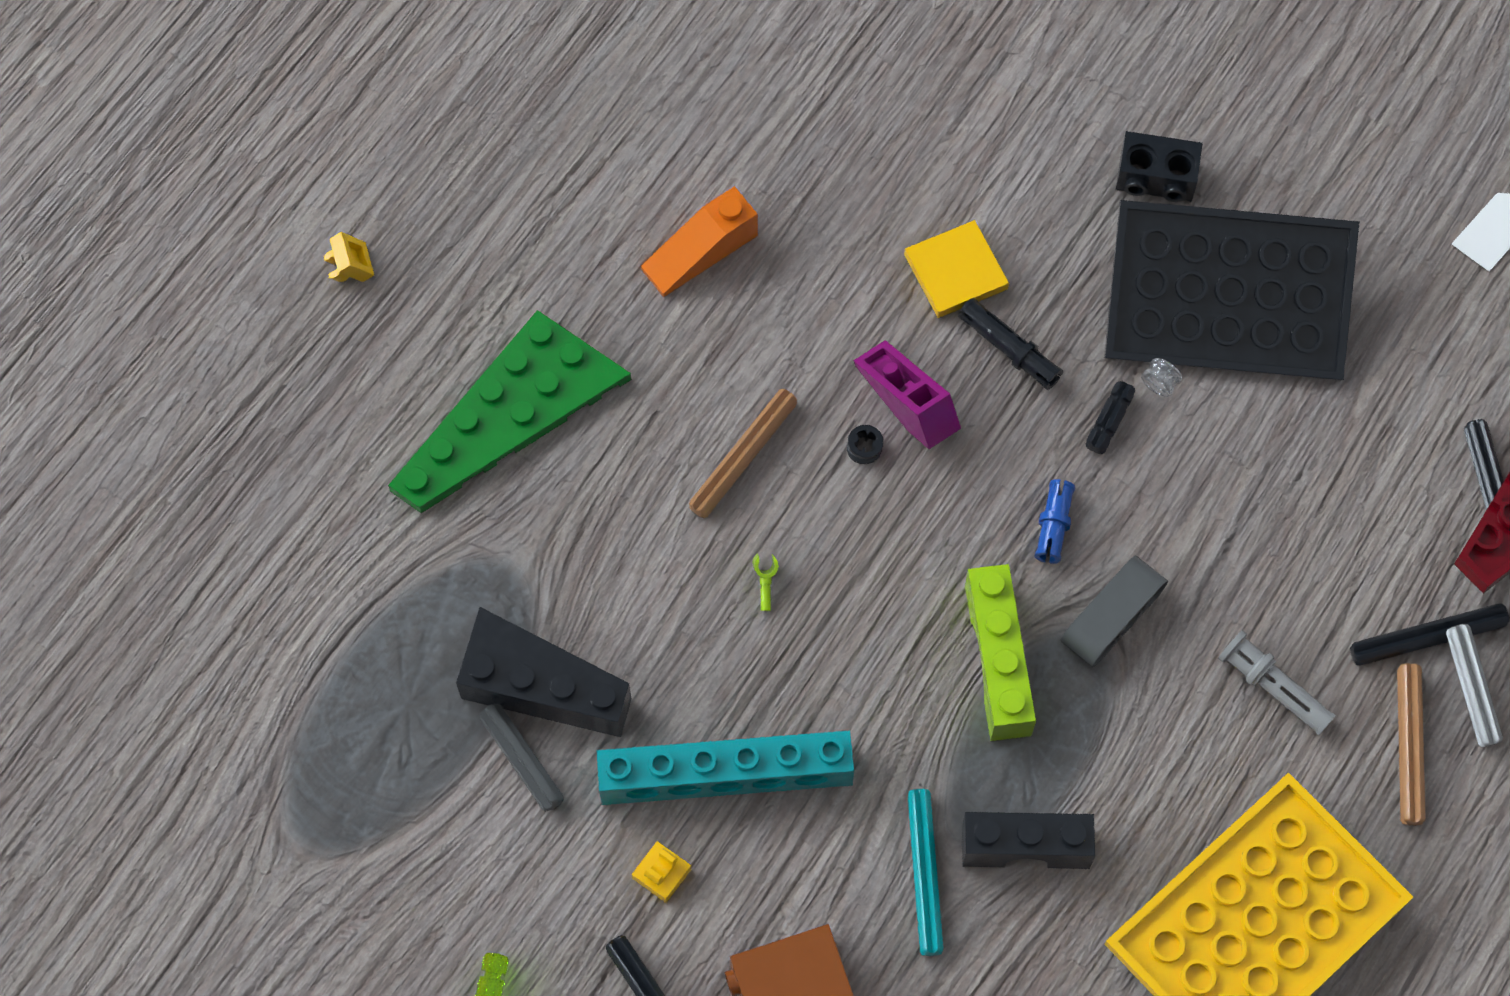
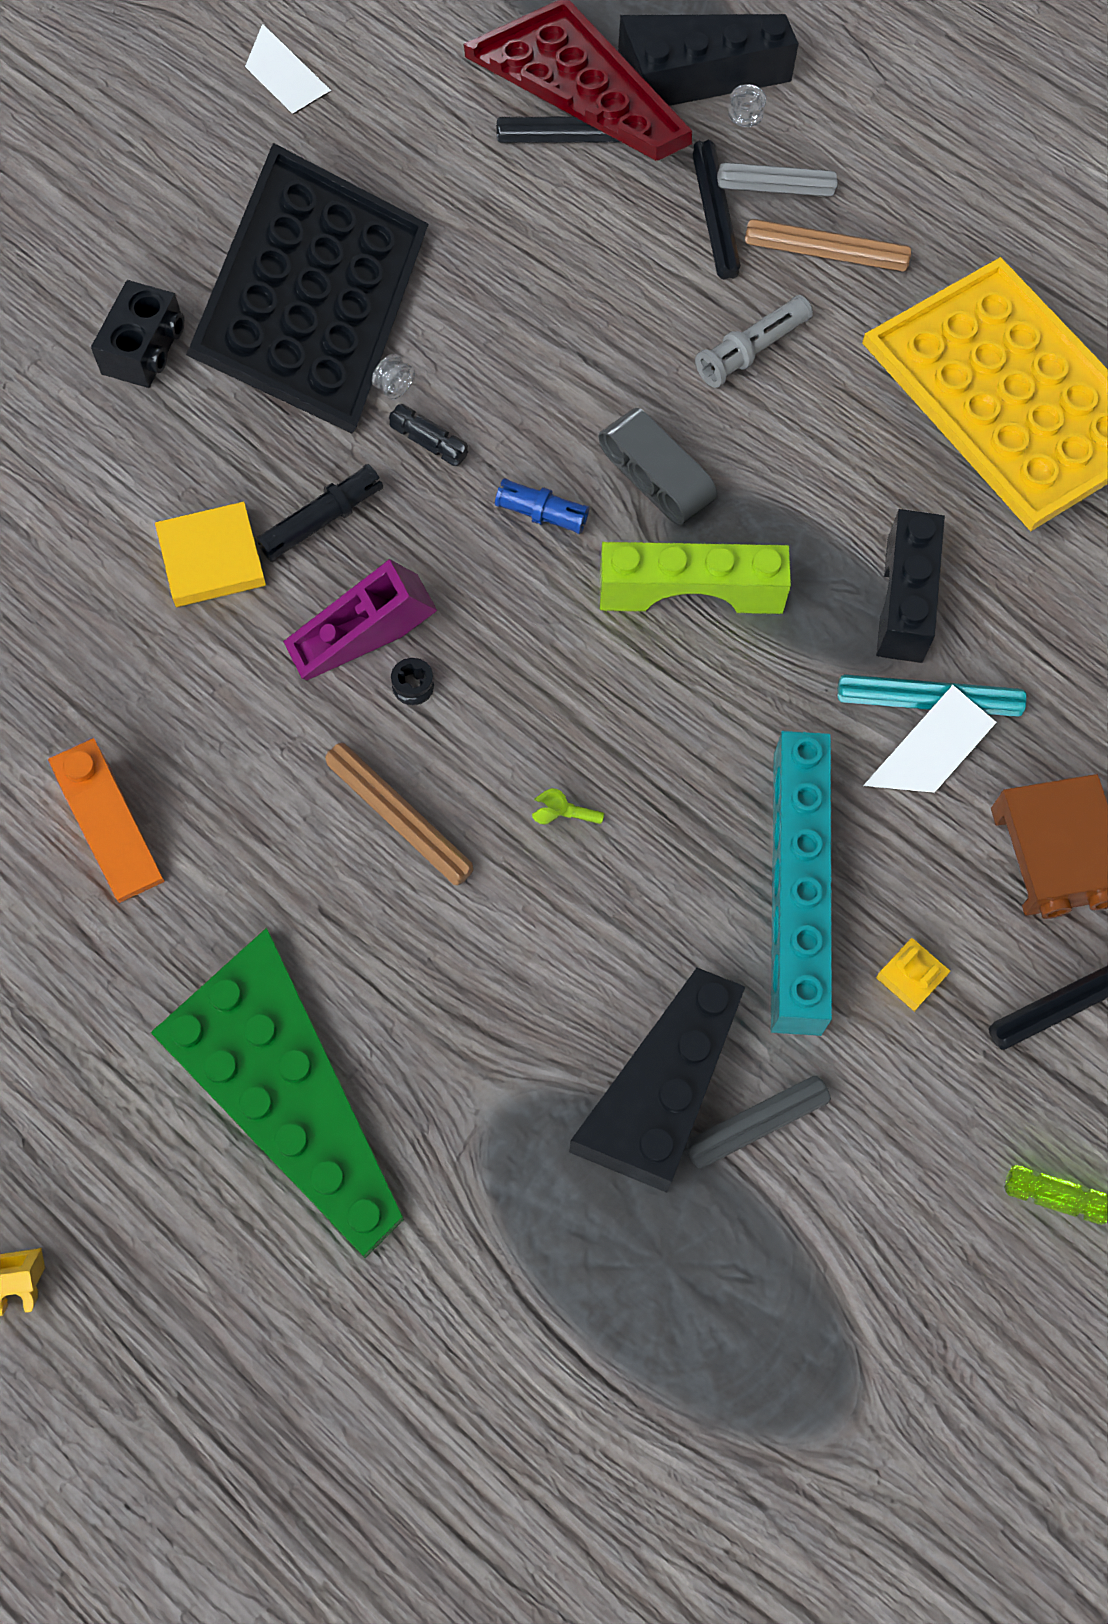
camera: 85 degrees left, 0 degrees up
(875, 877) = (934, 745): none -> white sticker

